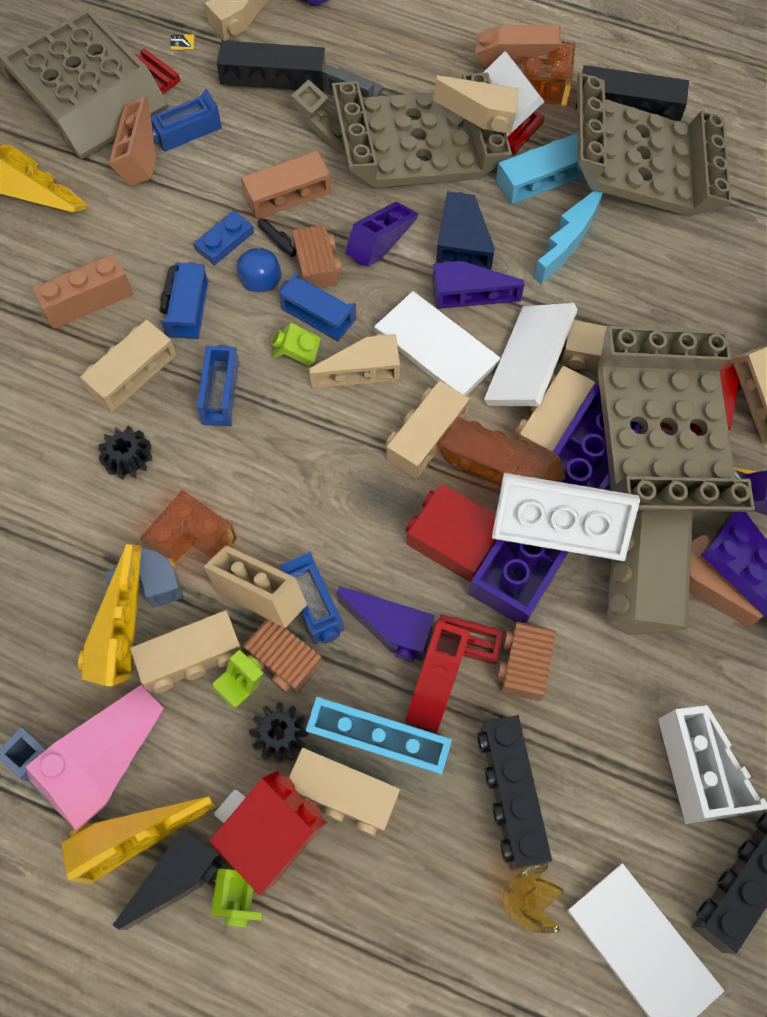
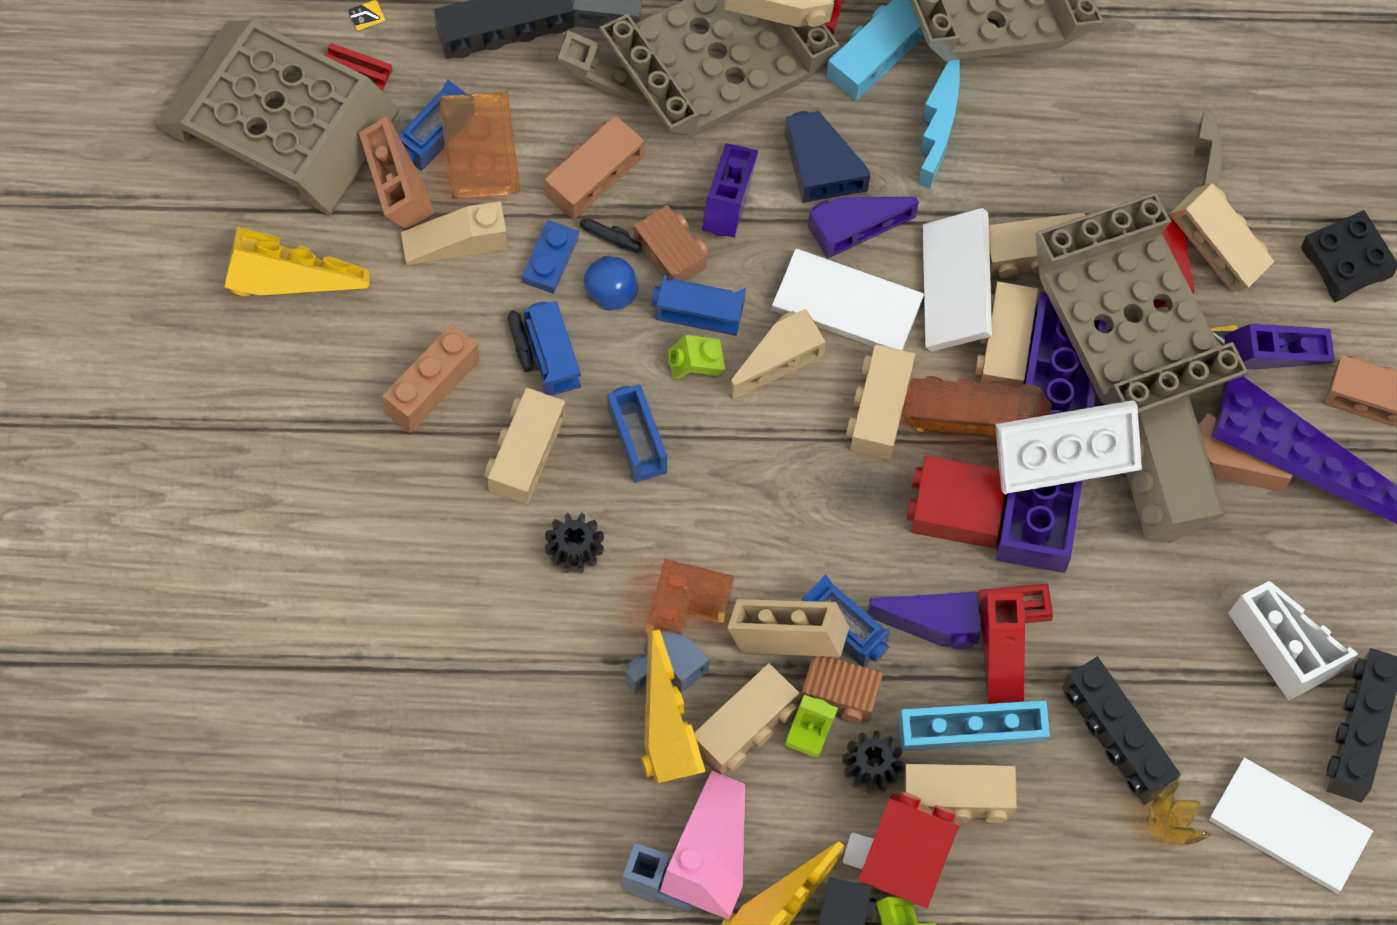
camera: 25 degrees left, 0 degrees up
(164, 198) = (457, 234): none -> tan slope
(207, 140) = (479, 145): none -> clear orange tile
(527, 661) = (1083, 604): nougat brick -> none

